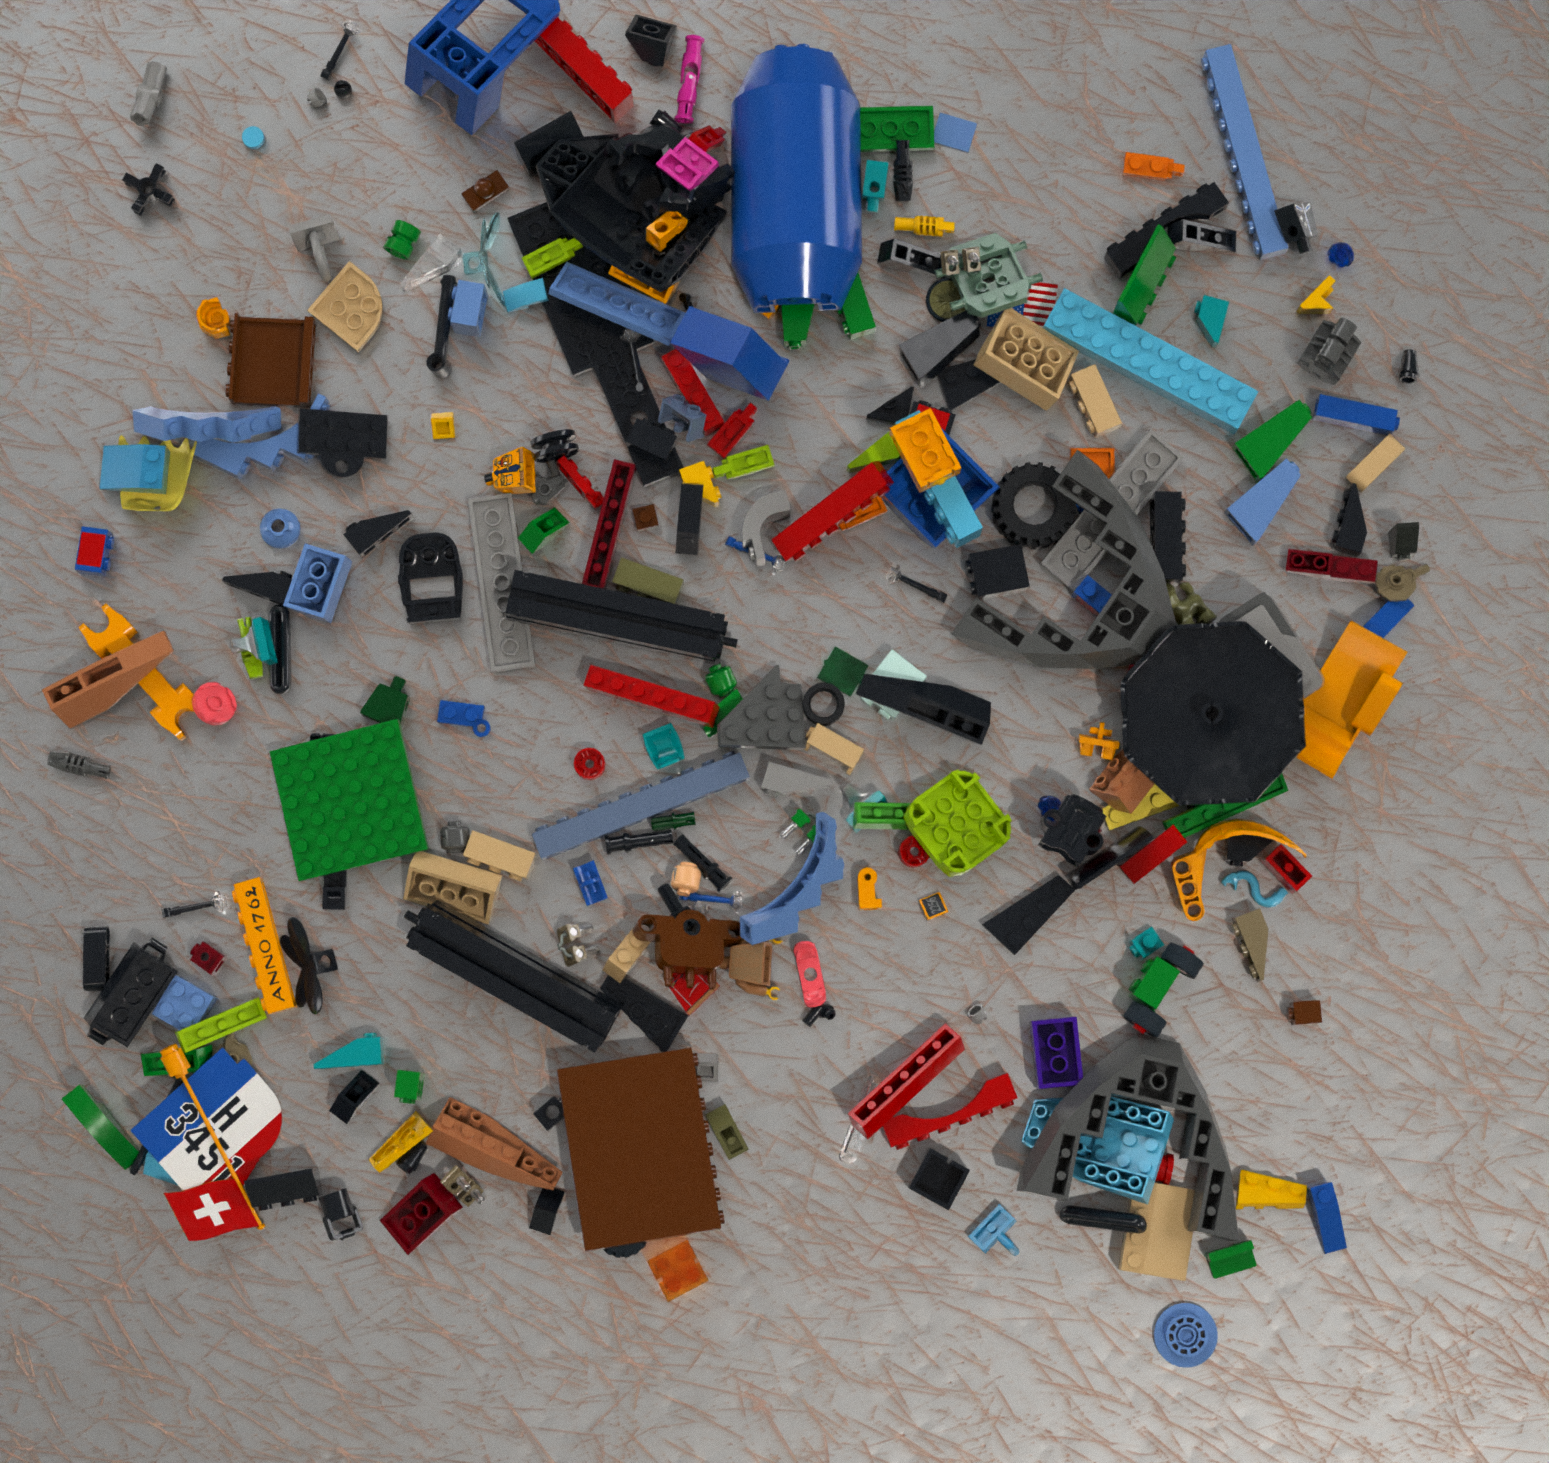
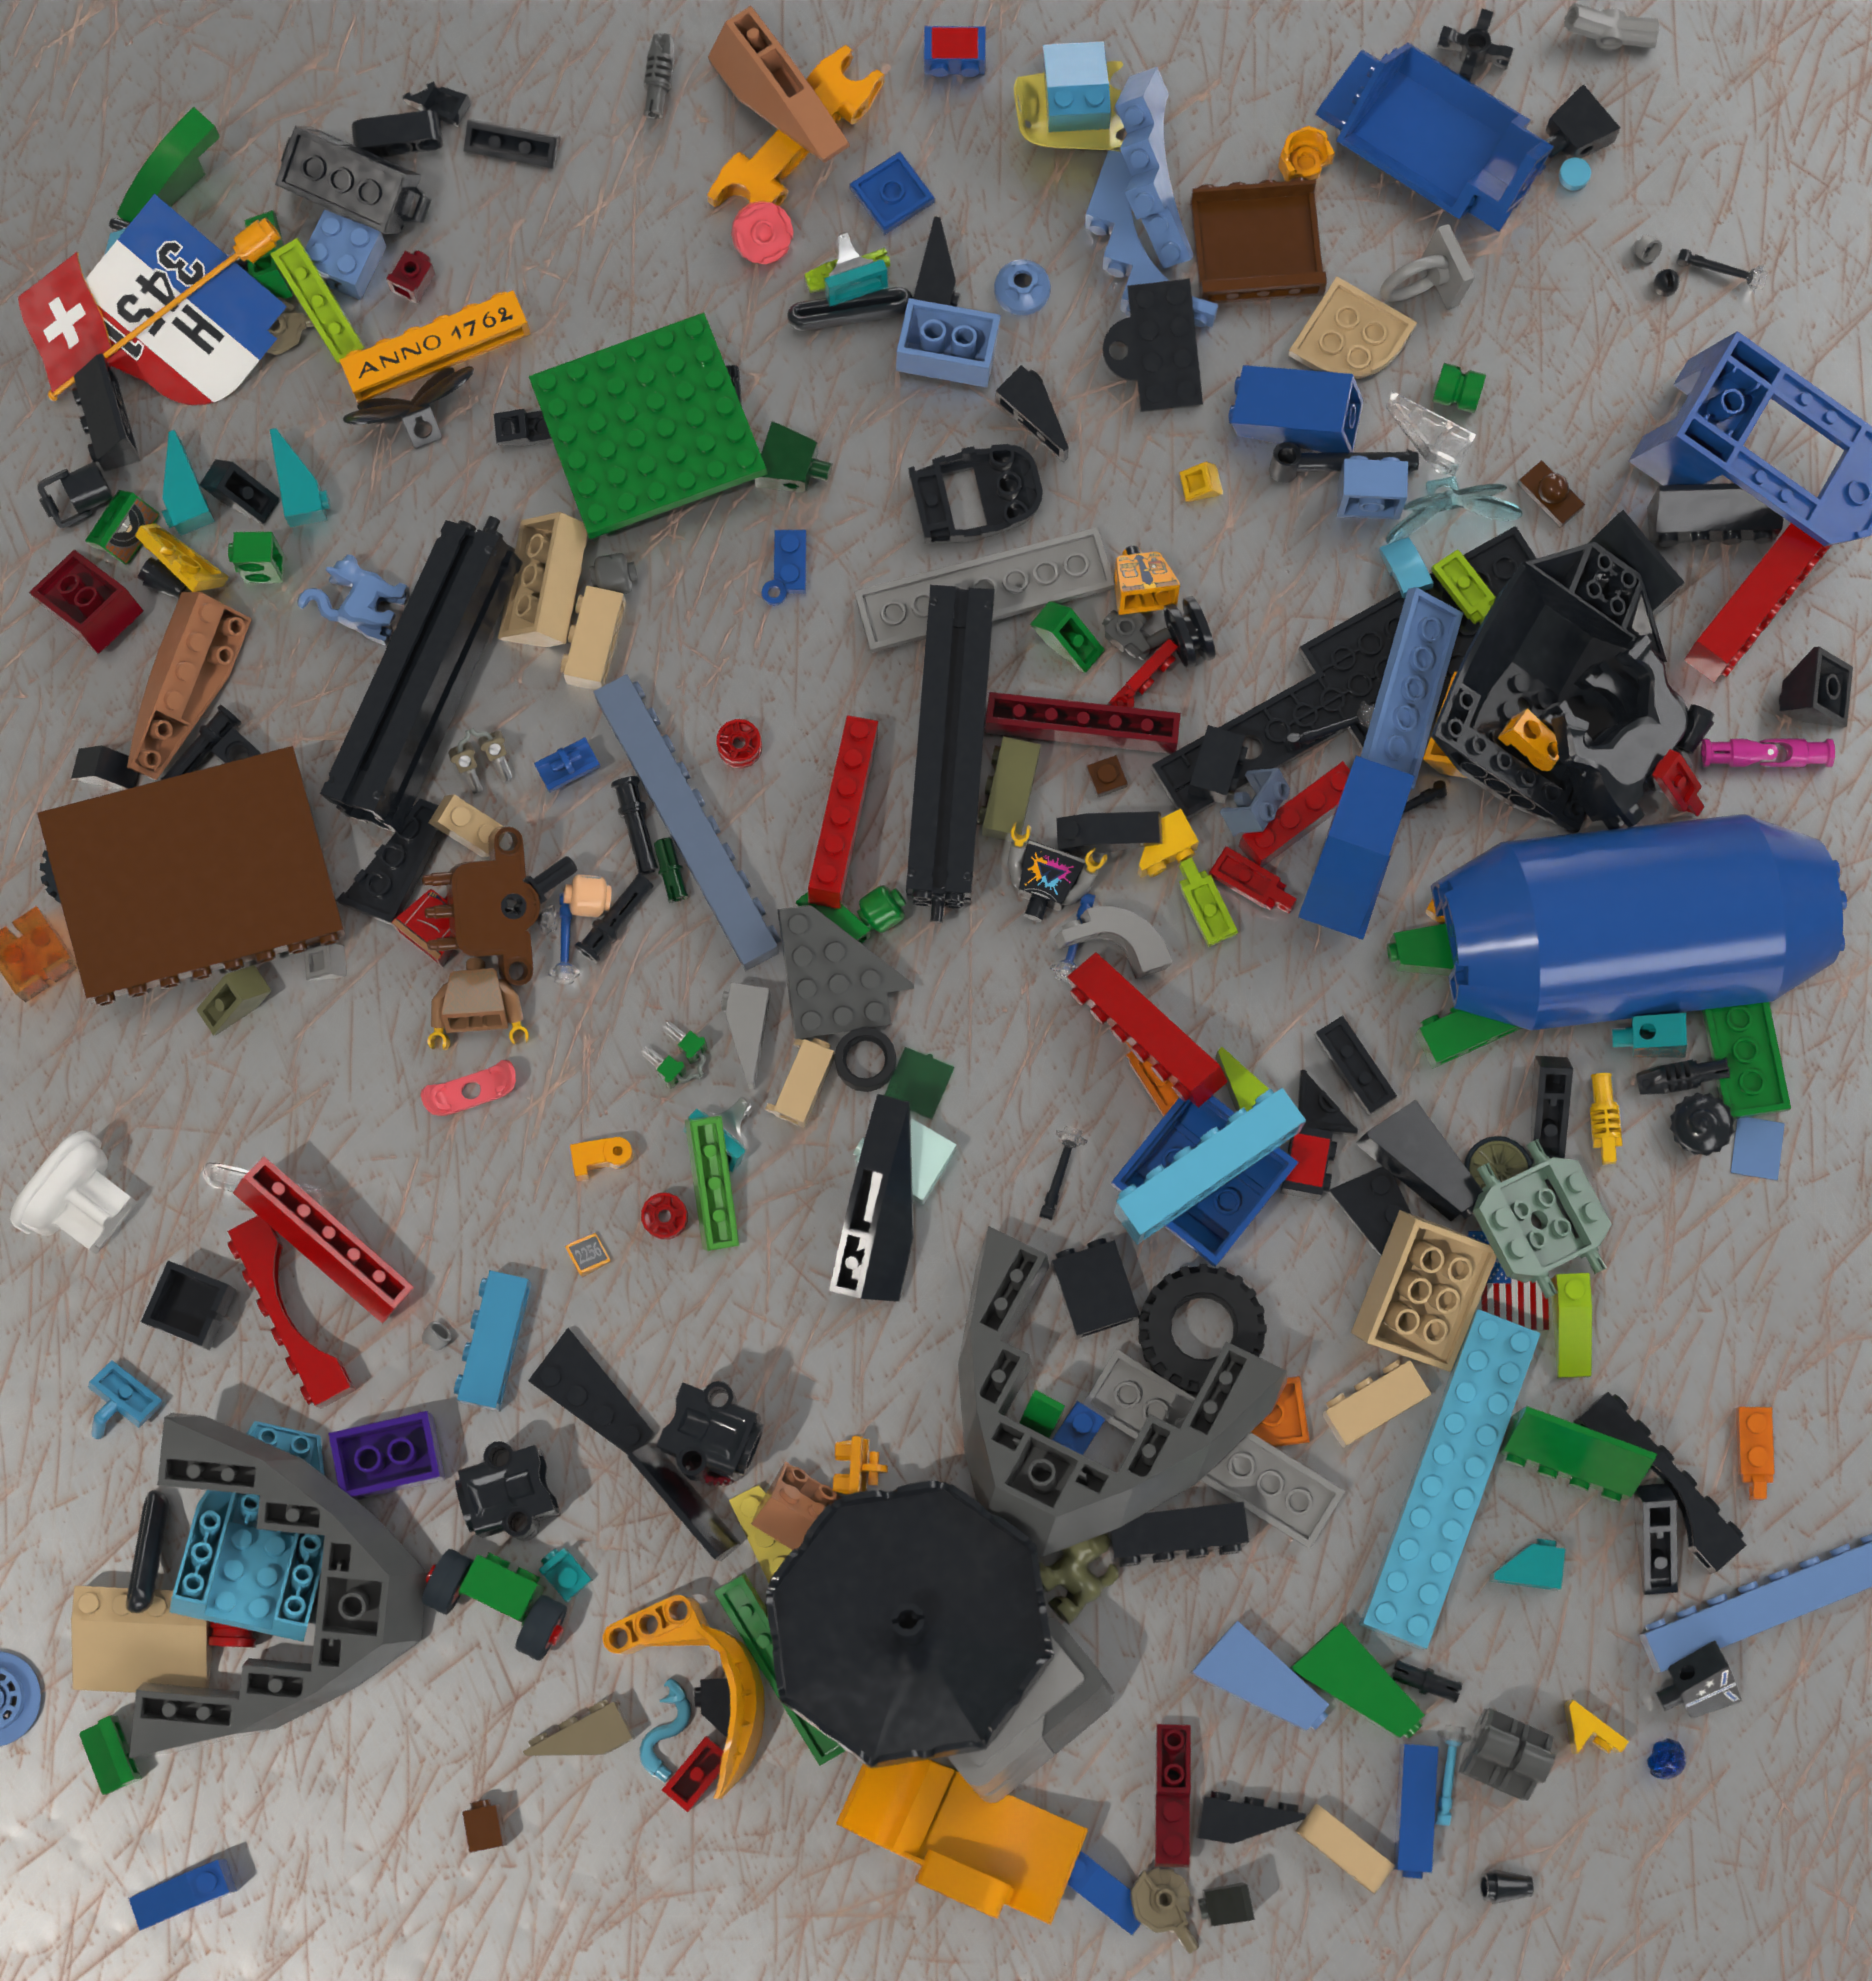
camera: 85 degrees right, 5 degrees down
(74, 925) = (445, 101): none -> black slope
(113, 876) = (511, 143): none -> black slope
(194, 610) = (892, 193): none -> blue tile
(210, 226) = (1436, 133): none -> blue panel
(218, 902) = (490, 278): black piece -> none
(220, 128) = (1581, 126): none -> black torso
(353, 1136) = (182, 495): none -> teal slope
(367, 1184) = (119, 525): none -> panel
(401, 352) = (1298, 407): none -> blue slope
(453, 1017) = (362, 602): none -> medium blue animal
(462, 1186) = (123, 655): dark tan piece -> none
(519, 91) = (1708, 515): none -> black slope
(534, 1132) = (201, 747): none -> black pin
(664, 746) = (775, 841): teal piece -> none
(687, 164) = (1629, 750): dark pink slope -> none
(712, 564) = (1048, 874): none -> torso
(781, 914) = (549, 1035): medium blue arch -> none
(822, 1011) = (419, 1115): black arm -> none
(854, 1250) = (73, 1195): none -> white piece
(868, 381) = (1355, 1065): none -> black plate
(925, 450) = (1241, 1130): light orange piece -> none
(937, 163) = (1702, 1124): none -> black piece
(951, 257) = (1565, 1184): dark tan piece -> none
(957, 823) = (709, 1271): lime plate -> none
(985, 974) = (493, 1341): none -> dark azure brick
(1048, 802) = (756, 1401): clear blue plate -> none
(1058, 267) = (1572, 1324): none -> lime slope
(1082, 616) = (1042, 1414): none -> green slope
(1091, 978) = (498, 1496): none -> black piece
(1153, 854) = (694, 1565): red slope -> none
(1262, 1190) = (211, 1795): yellow wing -> none
(1275, 396) = (1426, 1681): none -> black pin
(1312, 384) = (1454, 1737): none -> medium azure piece

